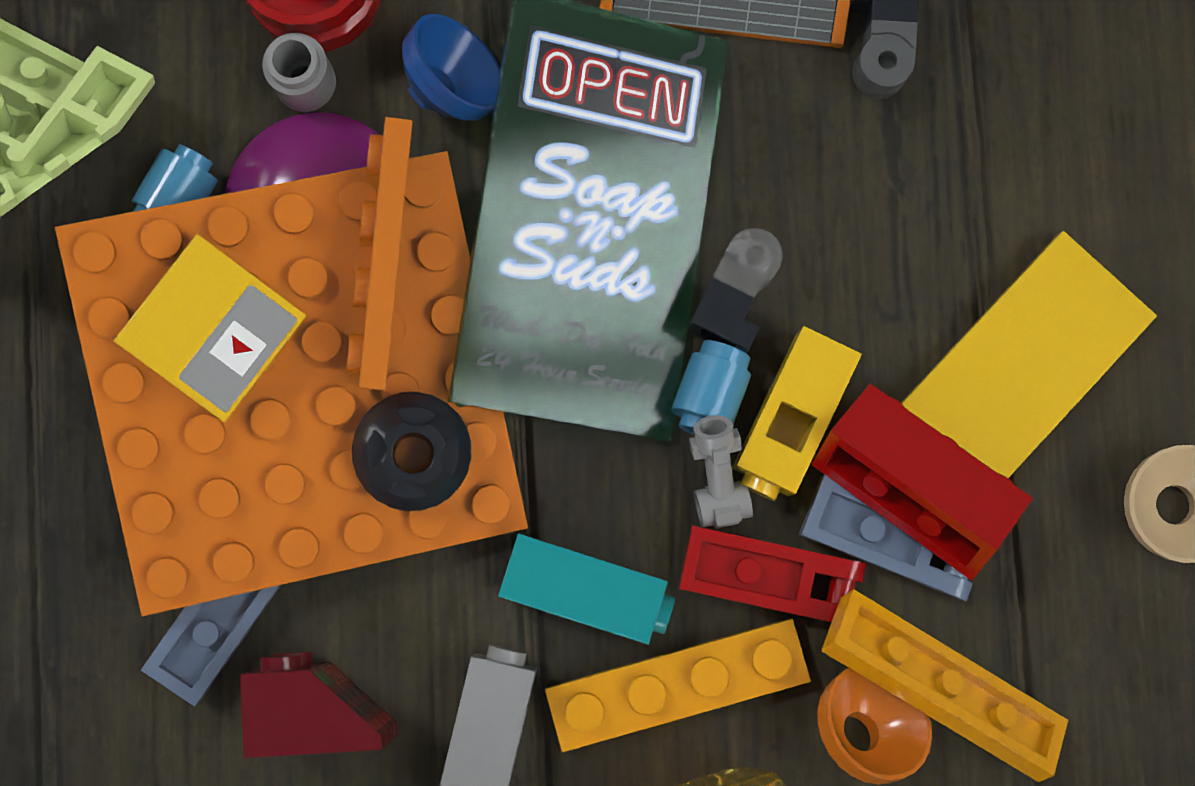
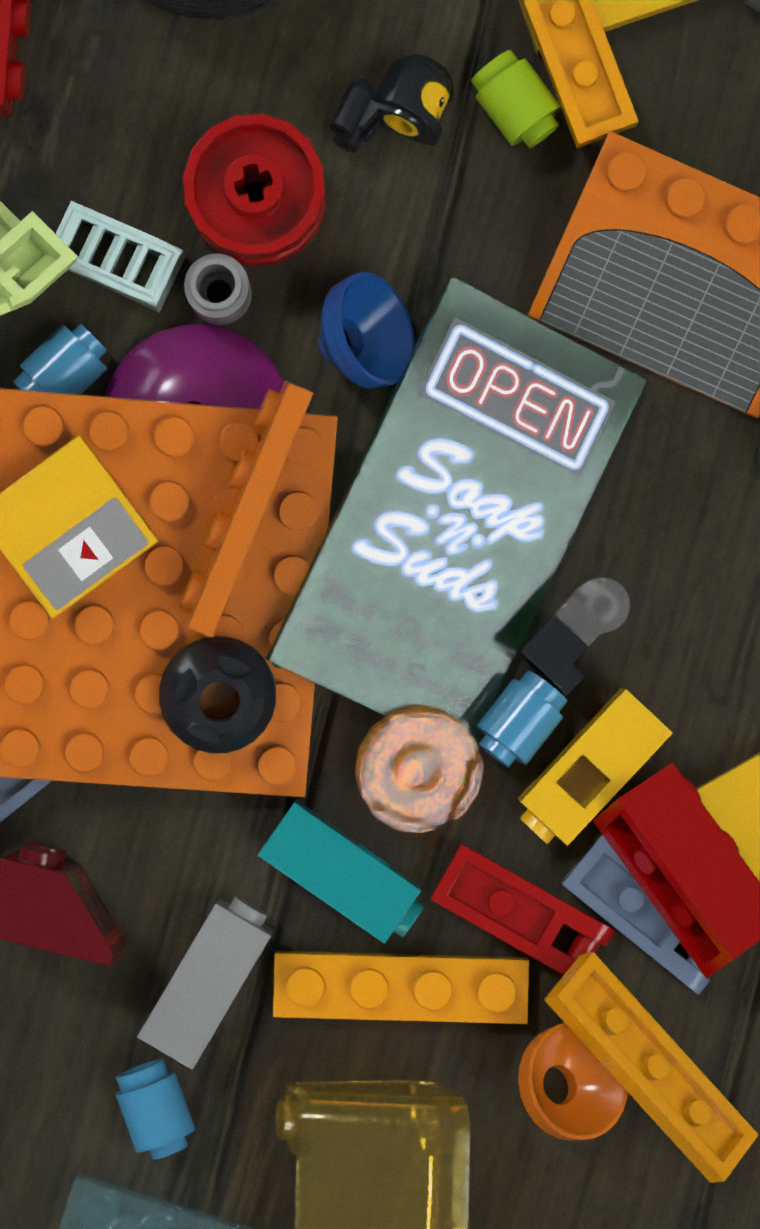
camera: 20 degrees right, 5 degrees up
(245, 82) = (164, 271): none -> light aqua slope
(628, 467) = (418, 769): none -> clear orange tile
(722, 501) = (499, 827): light grey bar -> none

